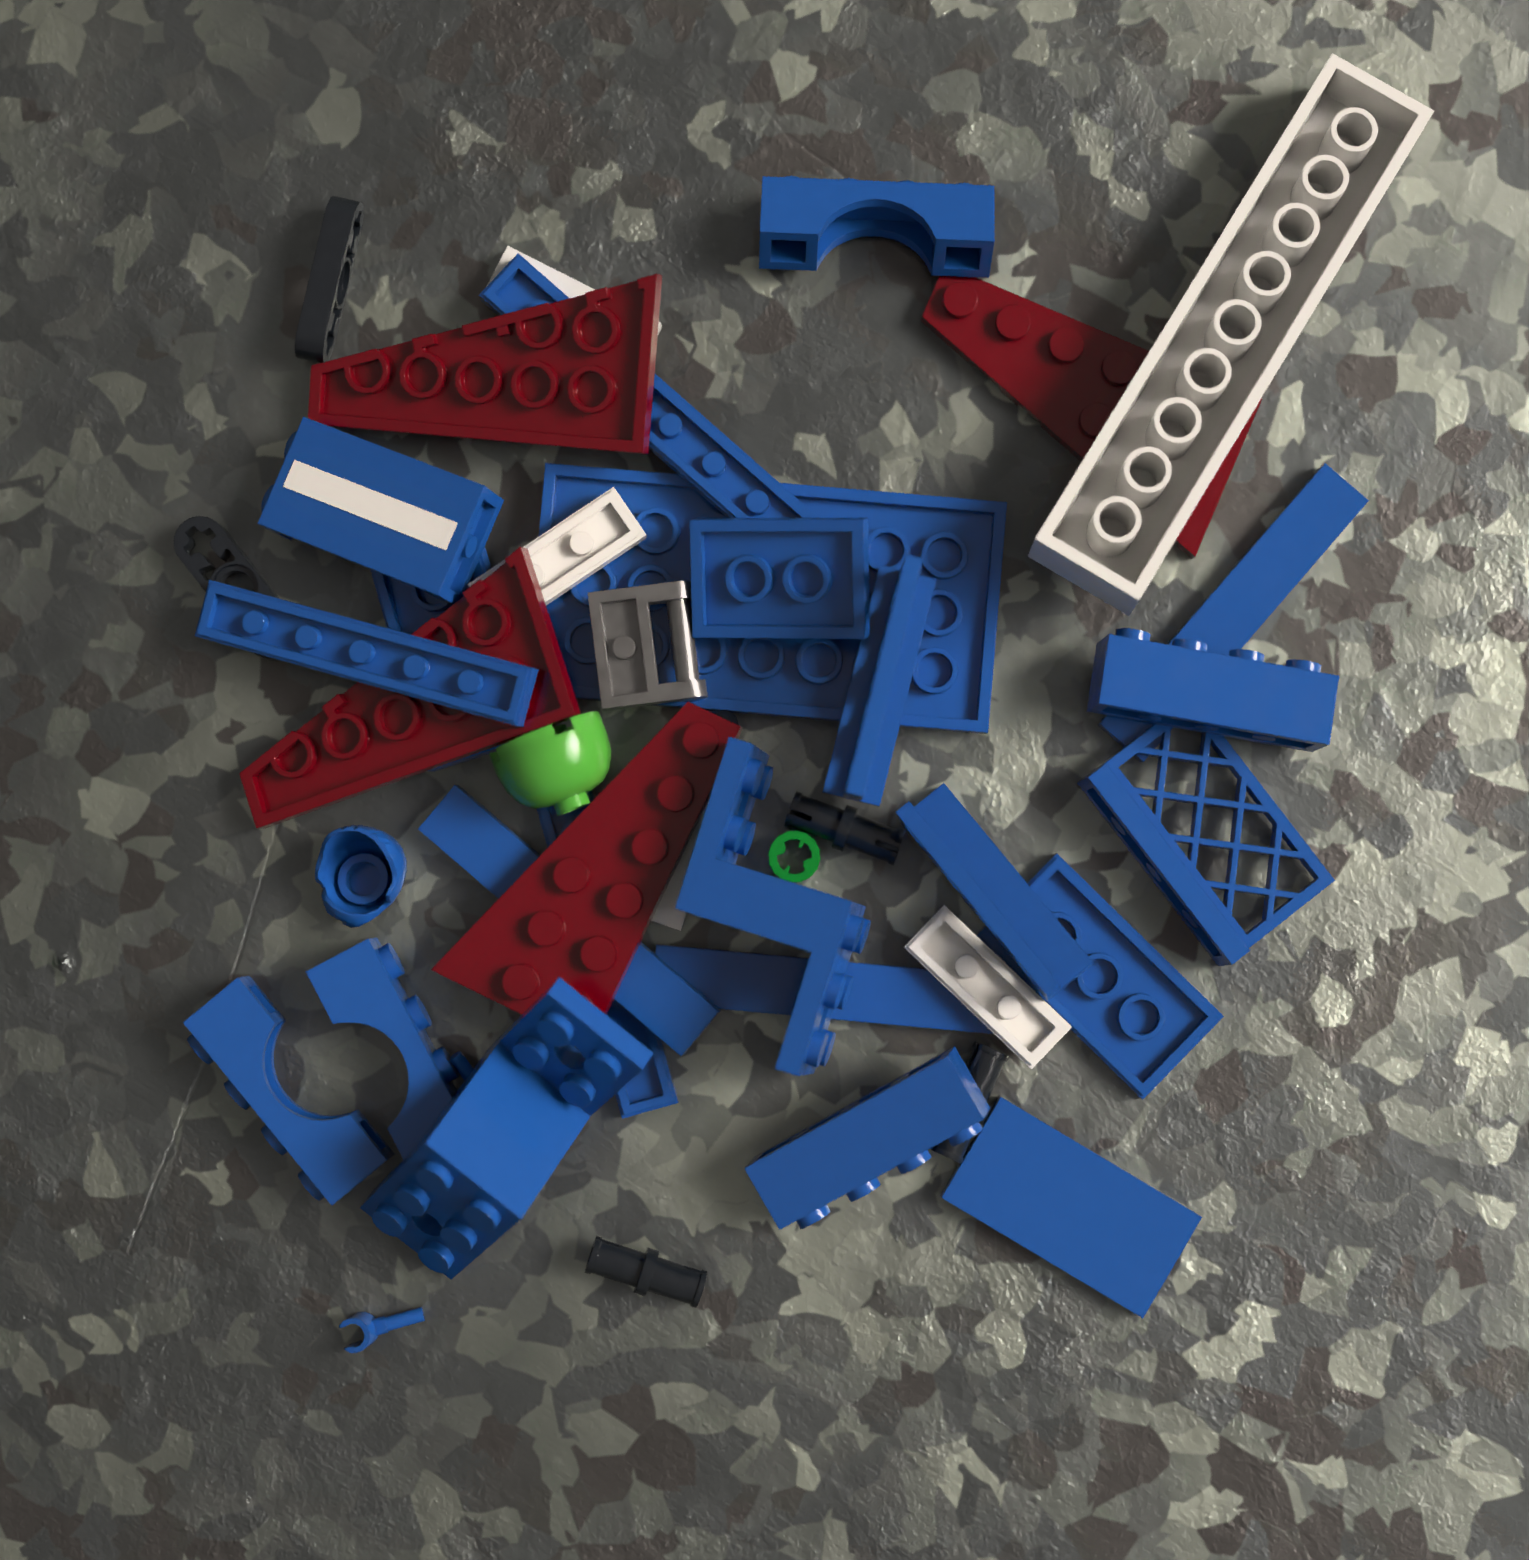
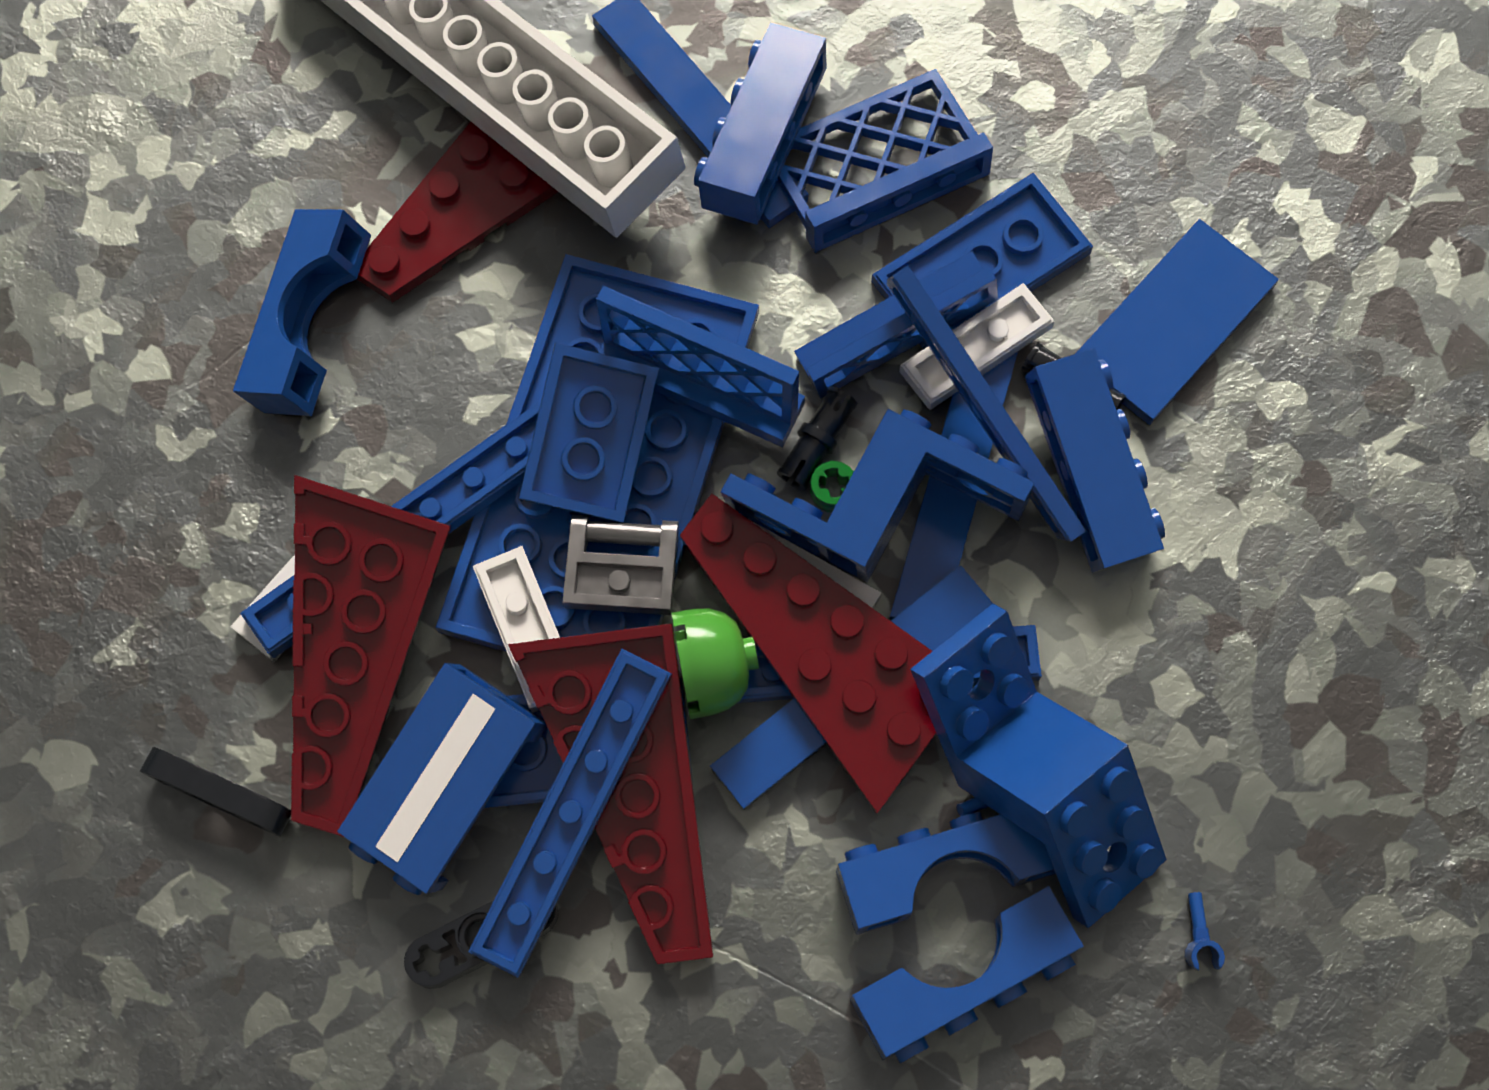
camera: 80 degrees left, 15 degrees down
(359, 873) = (775, 865): blue hair -> none
(646, 1271) = (1183, 680): black pin -> none
(900, 1004) = (983, 402): none -> blue tile

